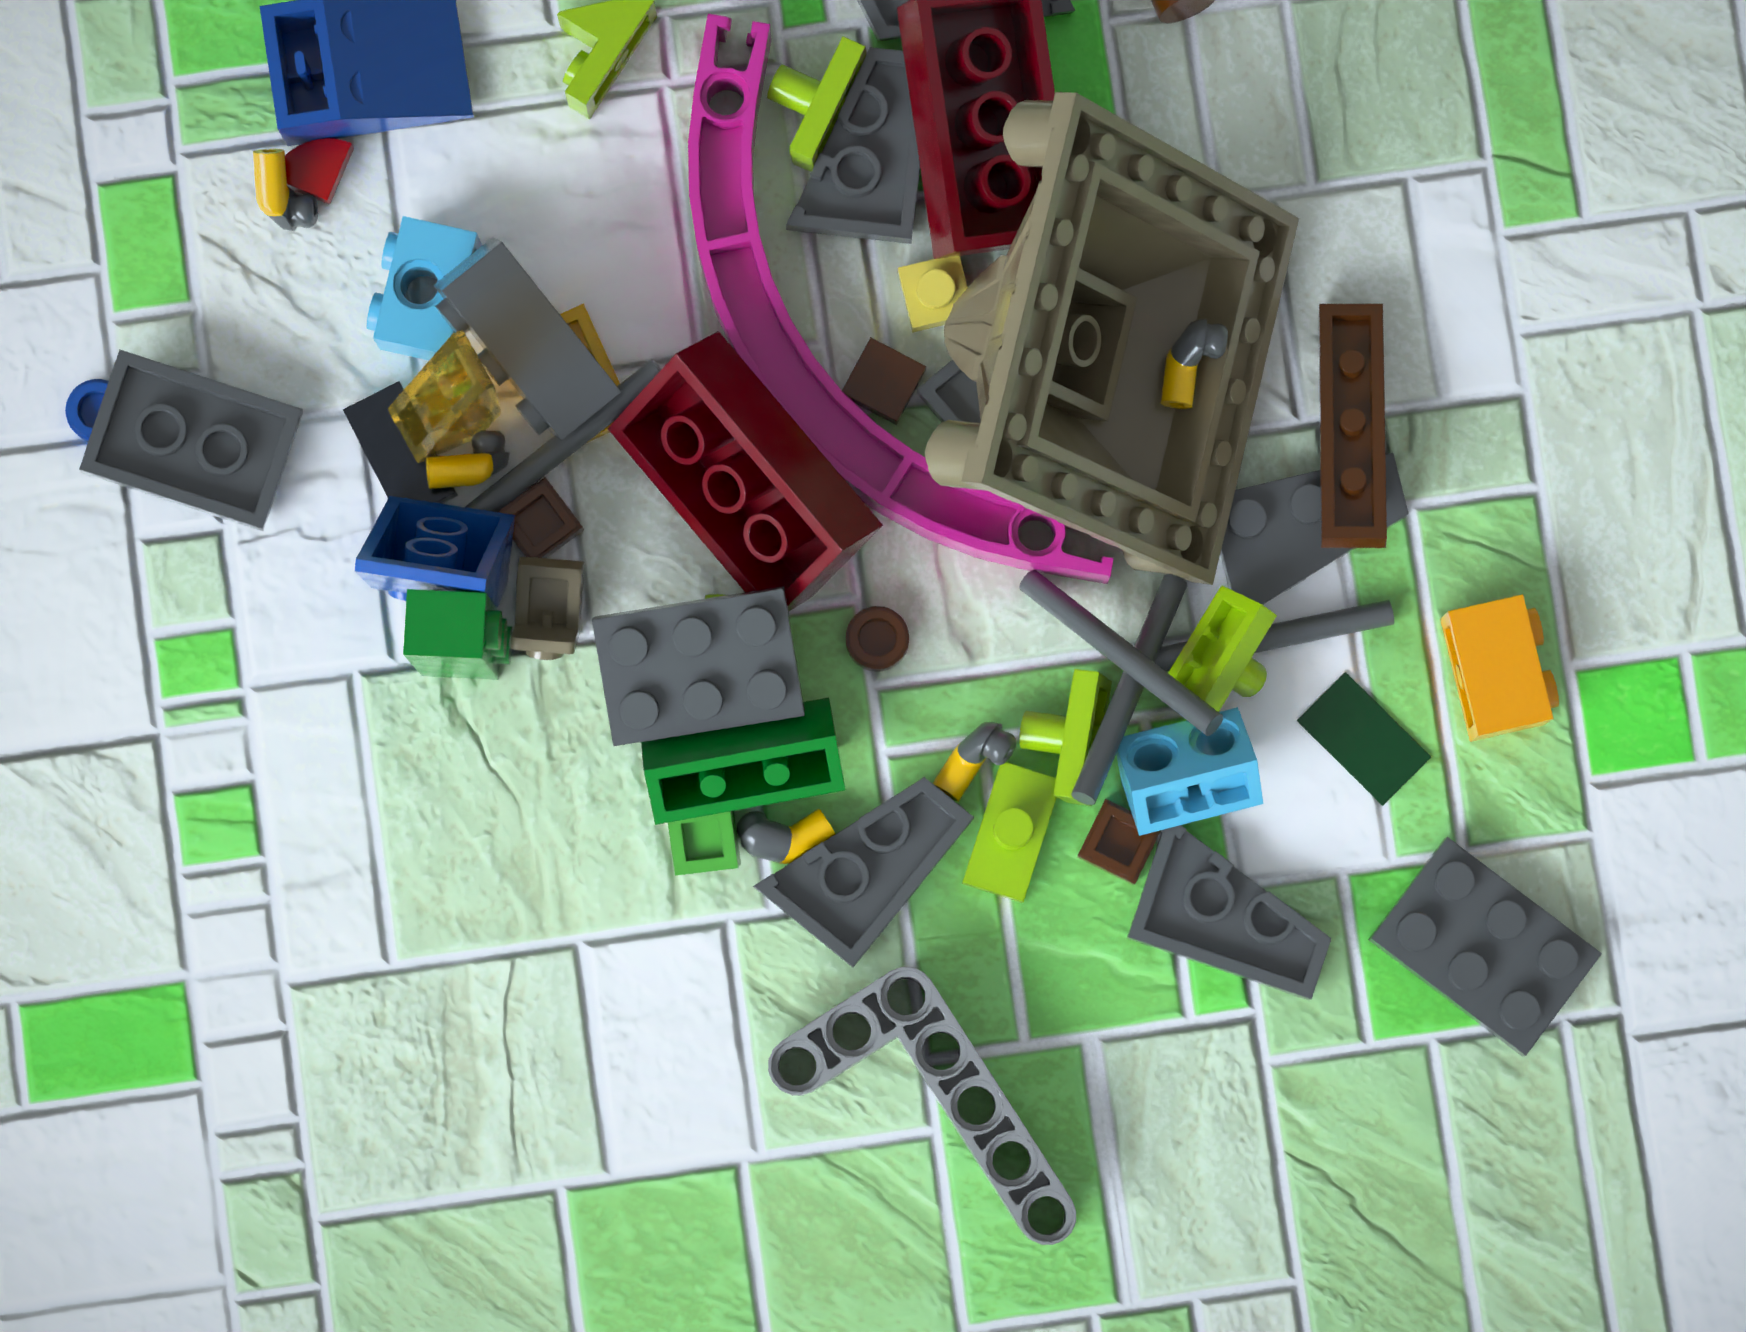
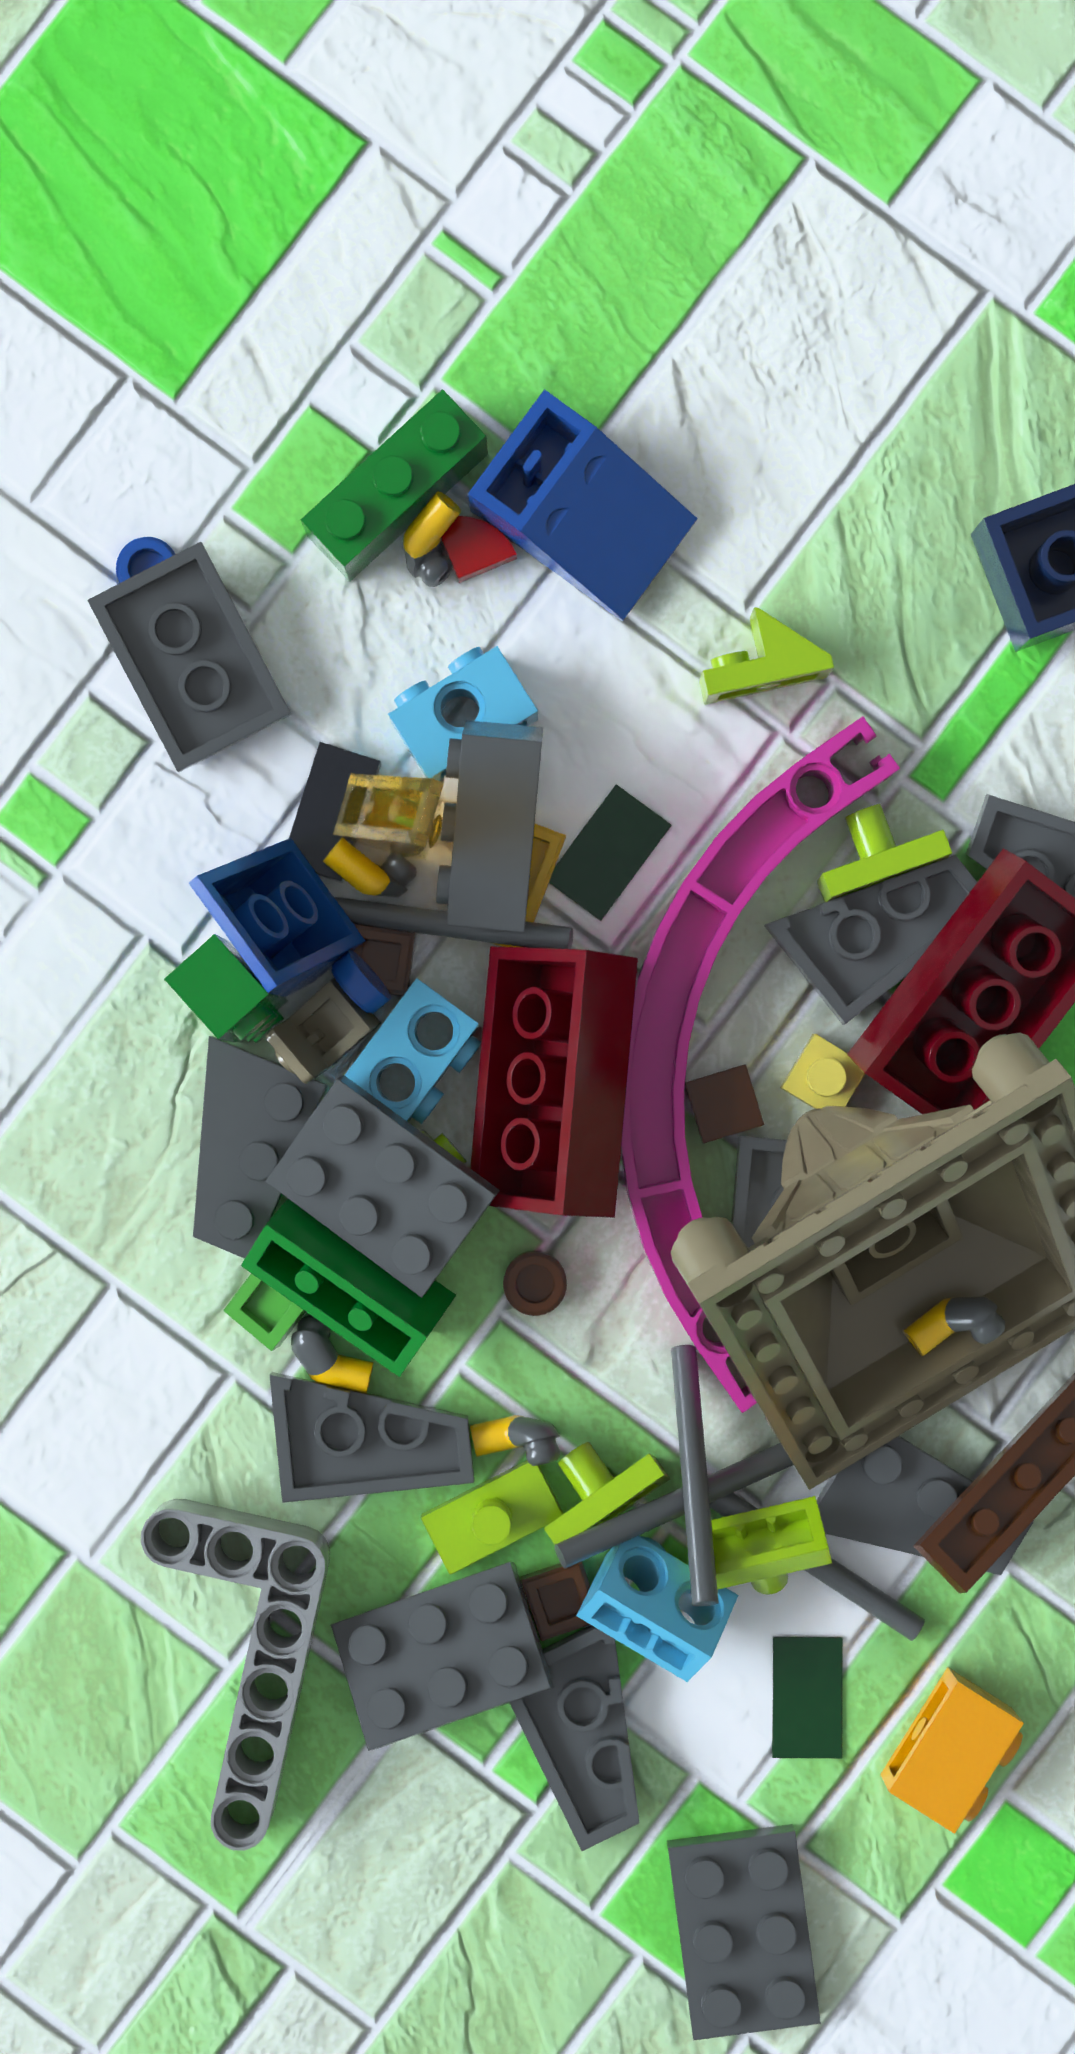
camera: 45 degrees right, 5 degrees up
(218, 178) = (395, 485): none -> green brick
(541, 544) = (360, 982): none -> blue tile
(564, 731) = (247, 1126): none -> dark grey wing
(614, 564) = (398, 1044): none -> medium azure brick
(625, 288) = (608, 852): none -> dark green sticker
(1074, 961) = (442, 1656): none -> dark grey plate

